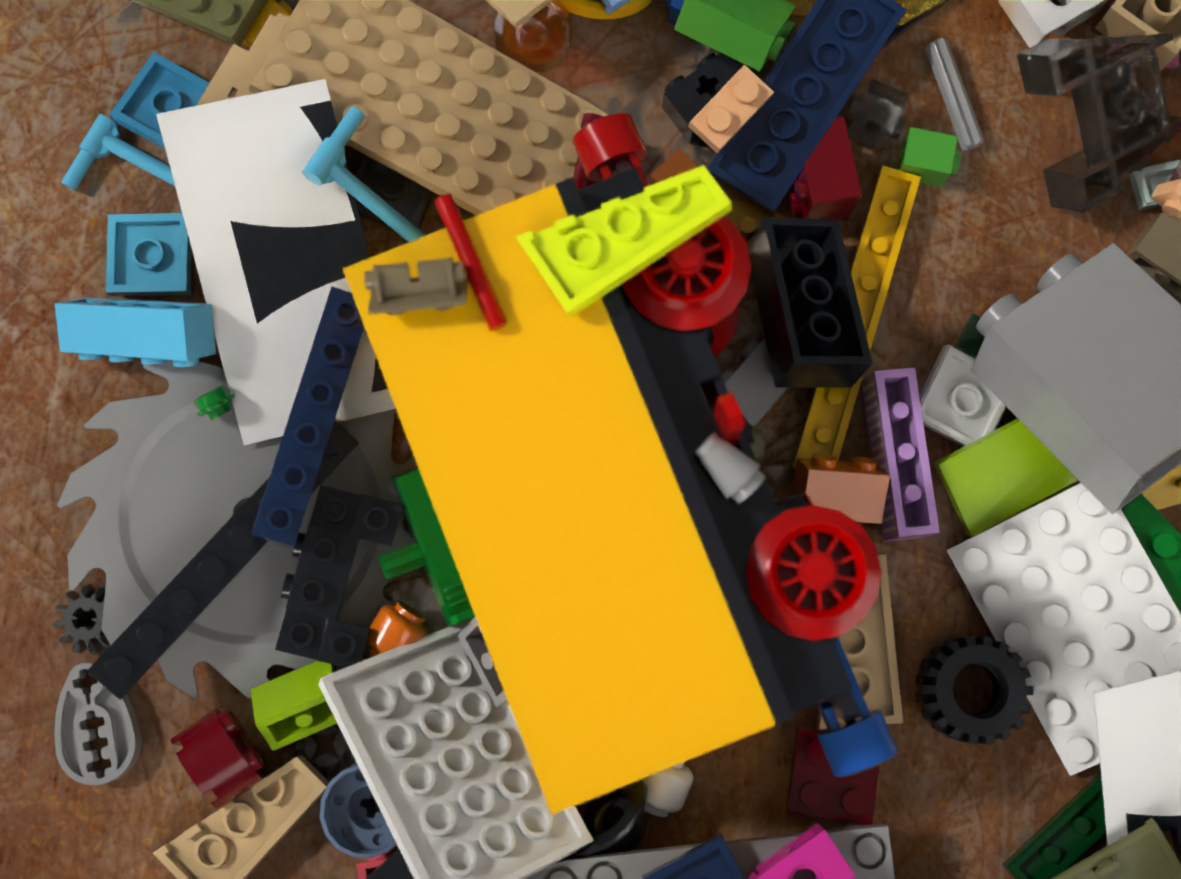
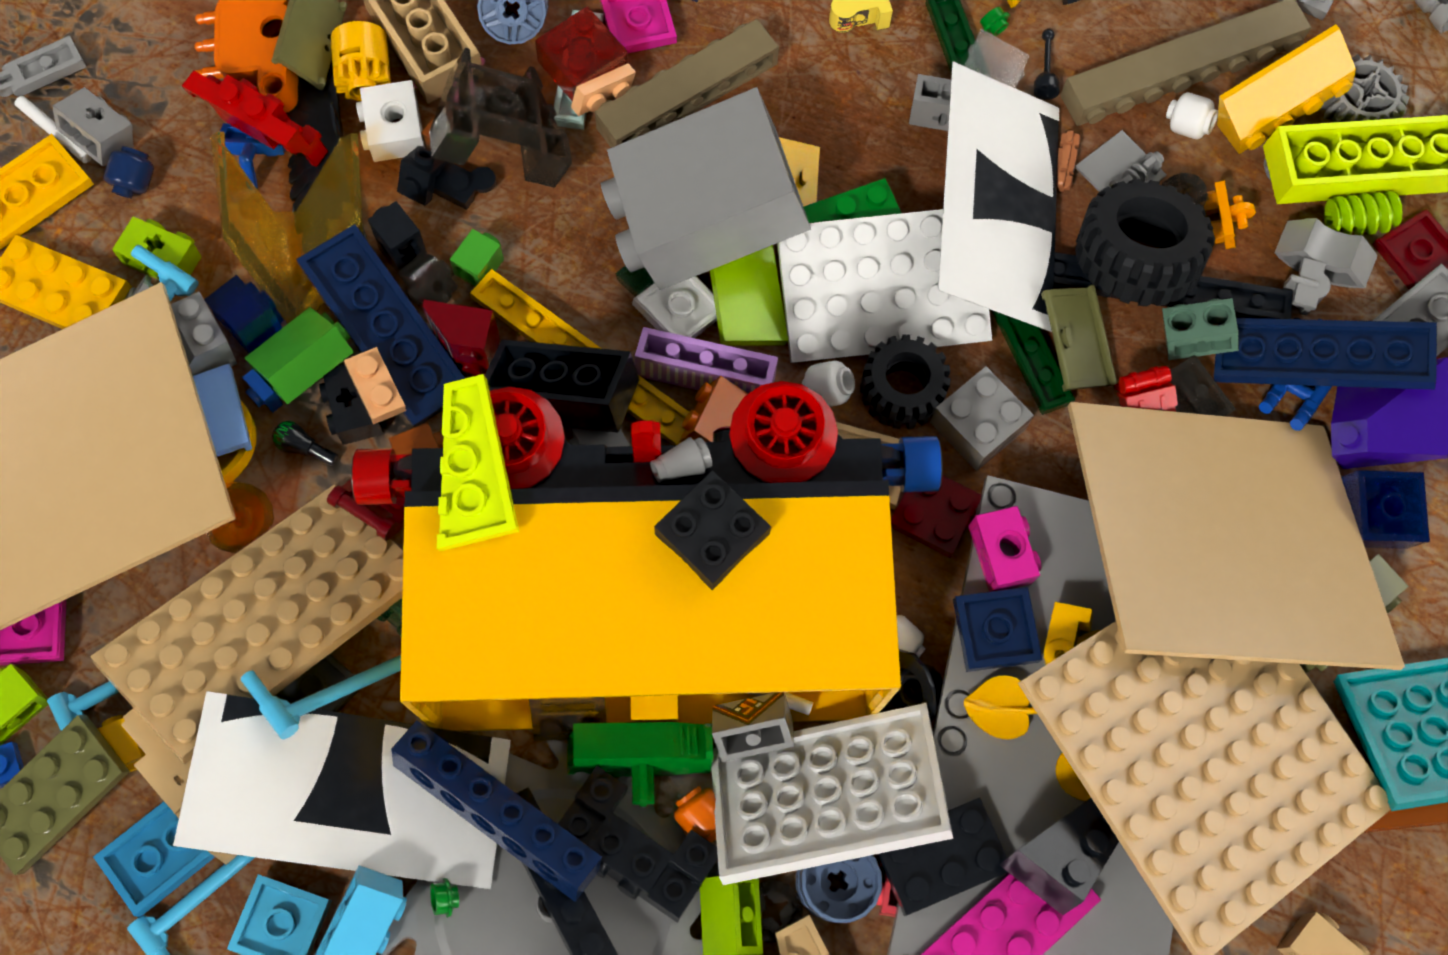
camera: 75 degrees left, 10 degrees down
(439, 286) = (440, 659): dark tan hinge -> none
(472, 264) = (440, 593): red bar -> none
(645, 54) = (293, 439): none -> black piece
(650, 532) = (712, 529): none -> black brick
(913, 58) = (396, 235): none -> black brick
(935, 601) = (831, 381): none -> white head
(954, 94) = (446, 221): light grey axle -> none
(965, 794) = (981, 418): none -> light grey brick
(998, 53) = (418, 175): none -> black bracket
(1007, 95) = (460, 185): none -> black hinge

